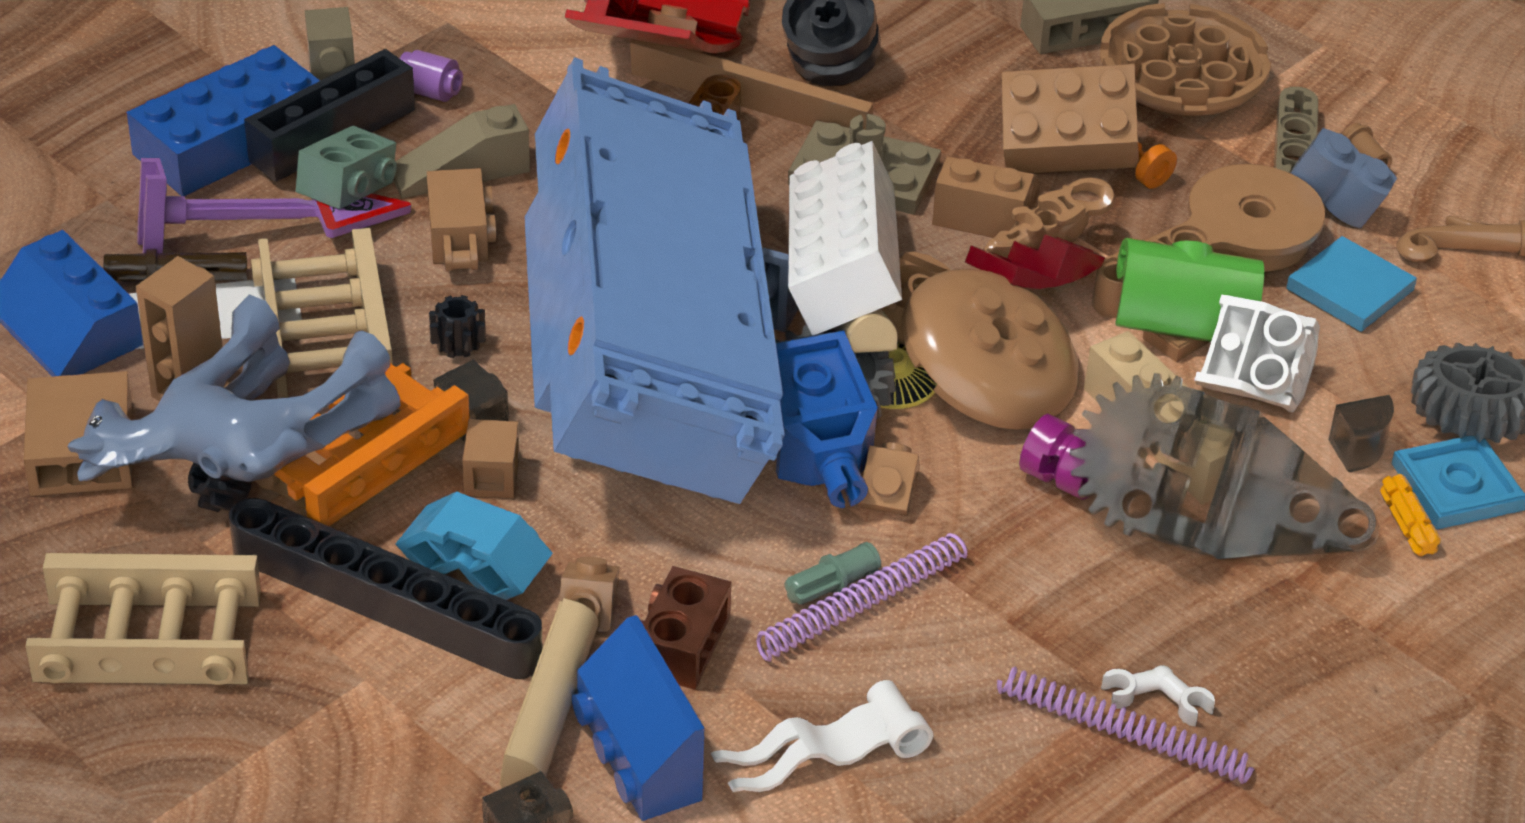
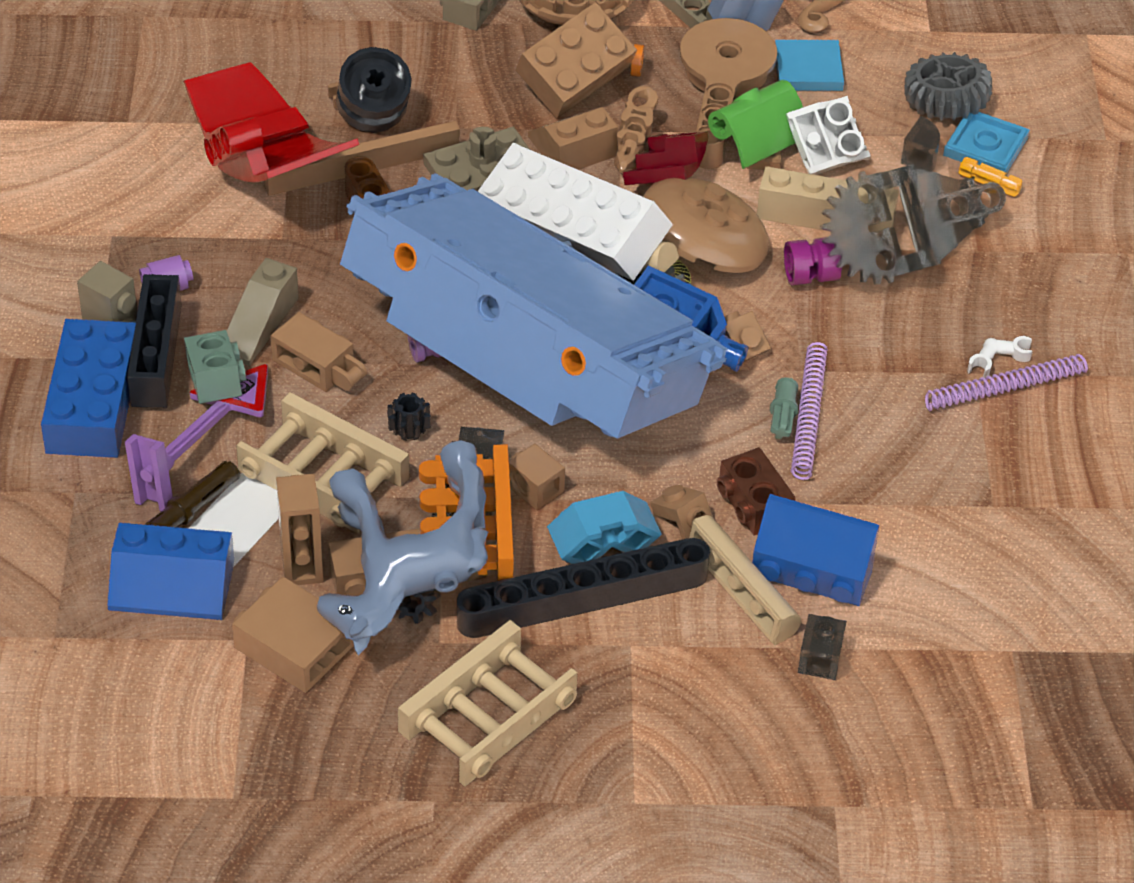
camera: 45 degrees left, 5 degrees up
(672, 17) = (280, 143): medium nougat plate -> none
(843, 742) = (898, 486): white flag -> none

